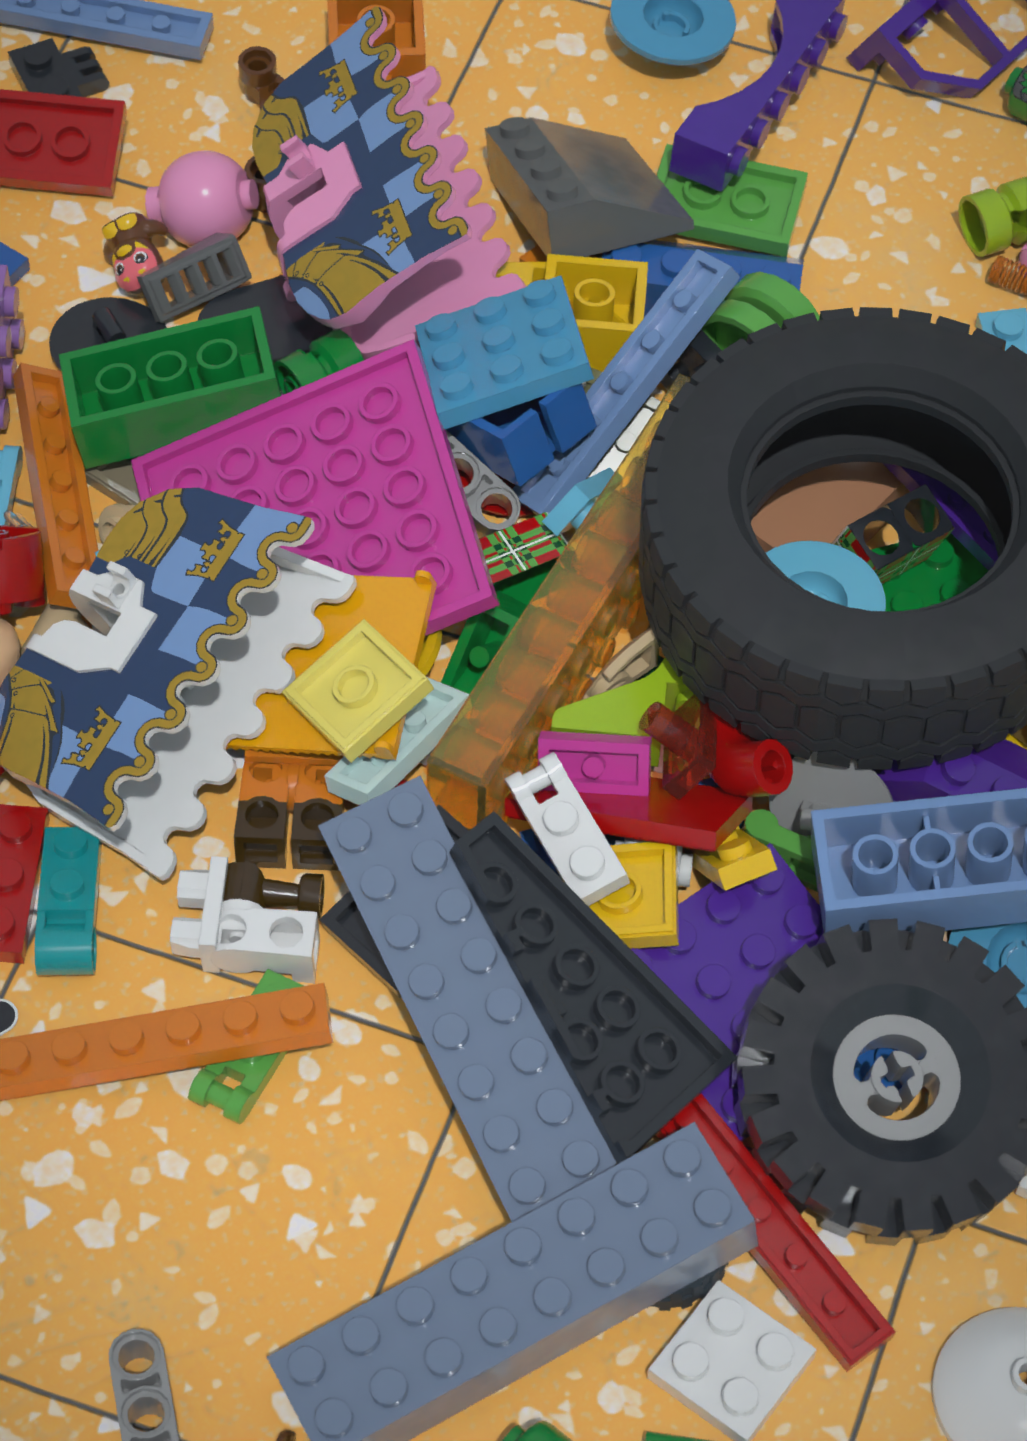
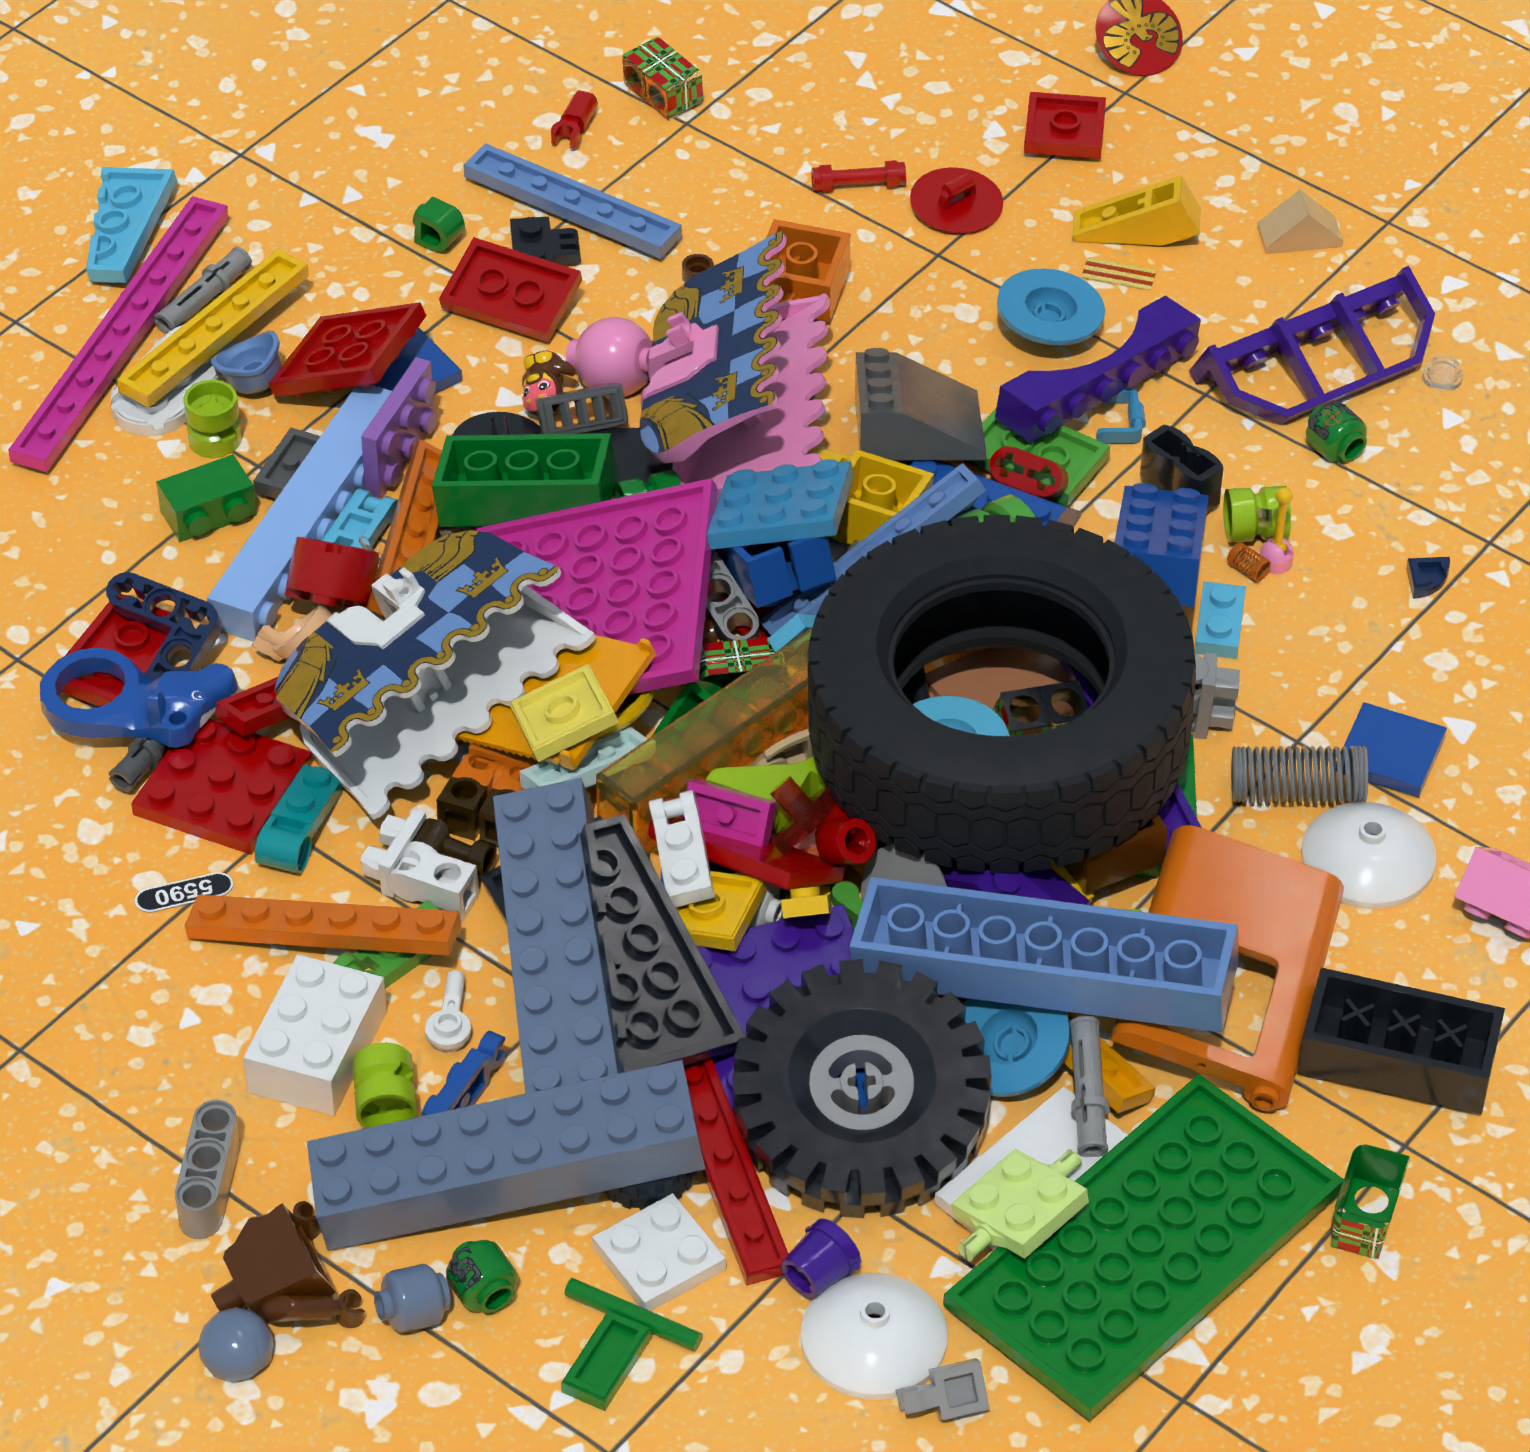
camera: 20 degrees right, 10 degrees down
(208, 1196) = (313, 1034): none -> white brick
(325, 1250) = (383, 1084): none -> lime wheel
(359, 1133) = (449, 1028): none -> white plate
(413, 1205) = (470, 1077): none -> blue plate
(738, 217) = (1026, 481): none -> red beam
(814, 128) = (1136, 420): none -> dark azure piece
(902, 184) = (1174, 463): none -> black brick
(926, 267) = (1165, 533): none -> blue brick
(931, 1318) = (820, 1259): none -> dark purple piece

